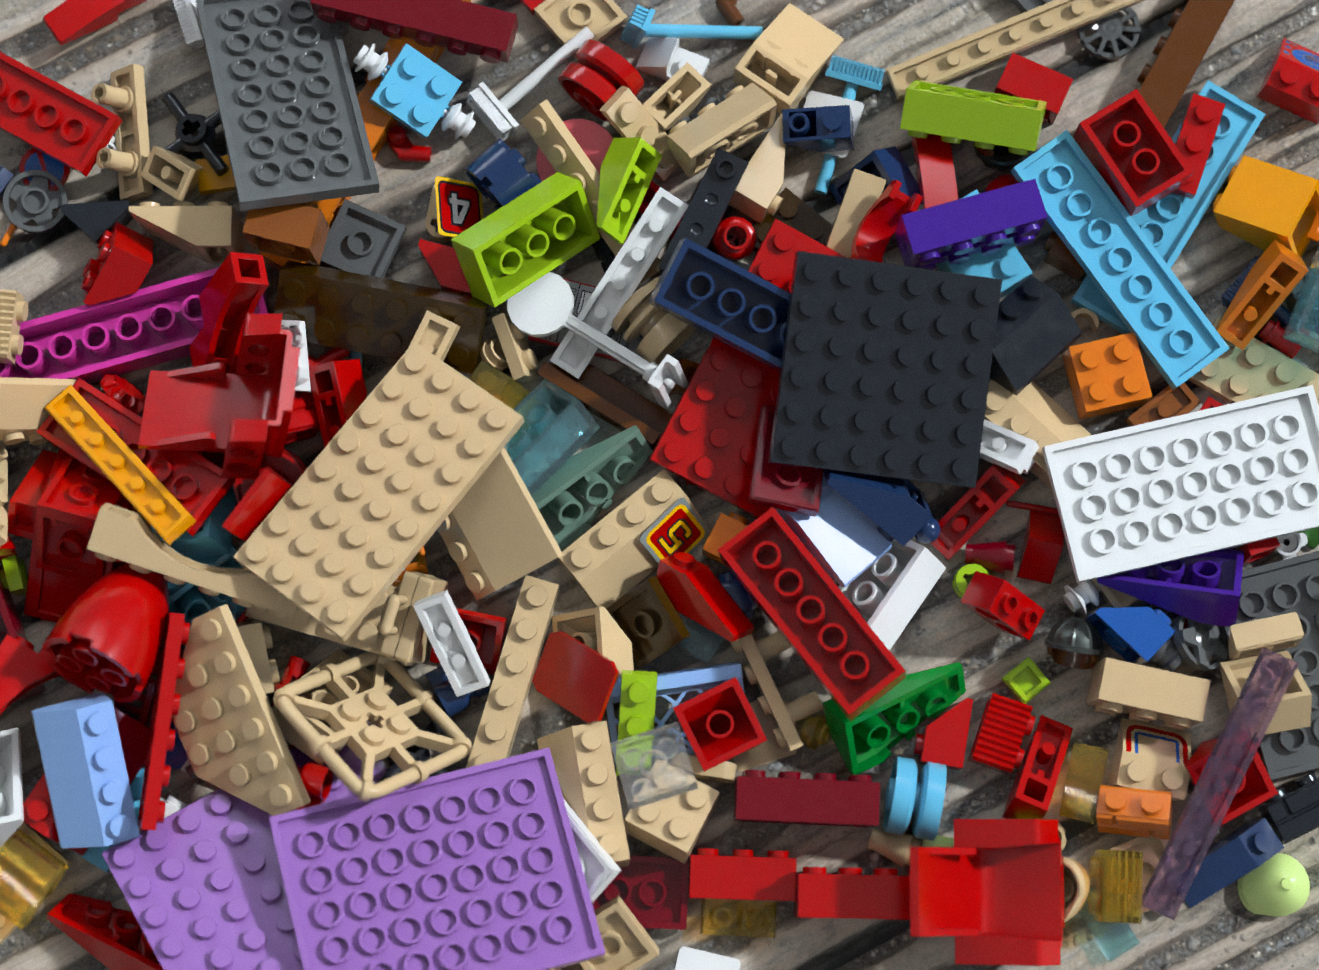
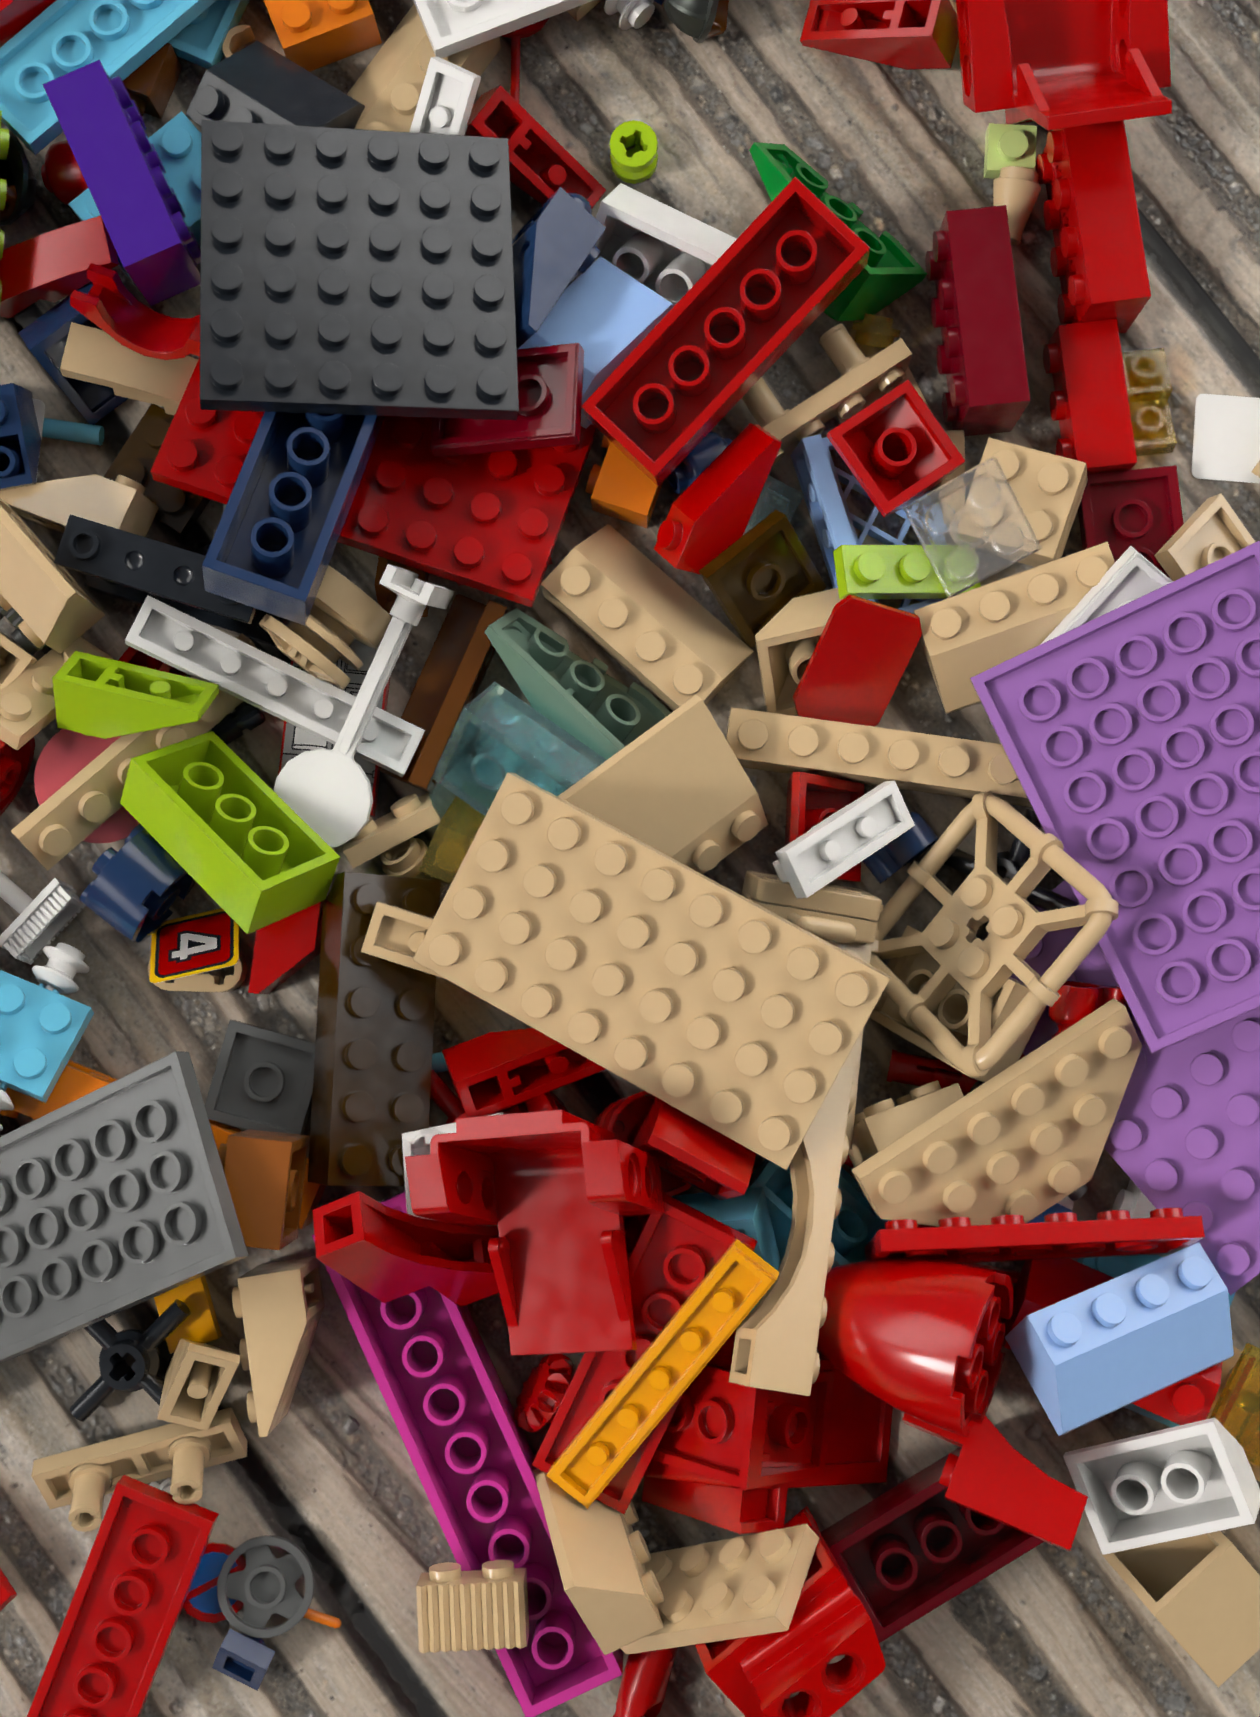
camera: 90 degrees left, 5 degrees up
(14, 575) = (835, 1506): lime plate -> none
(97, 216) = (282, 1482): black slope -> none
(119, 266) = (352, 1437): red slope -> none
(404, 148) = (112, 1043): red arm -> none
(675, 532) = (630, 560): sticker -> none
(741, 231) = (186, 527): red head -> none
(908, 797) = (948, 169): medium azure wheel -> none
(945, 737) = (852, 155): red slope -> none
(992, 556) = (592, 125): dark red cone -> none
(1001, 734) = (838, 83): red brick -> none
(1002, 605) = (664, 92): red brick -> none
(1025, 680) = (757, 66): lime tile -> none
(1041, 547) = (569, 65): red slope -> none

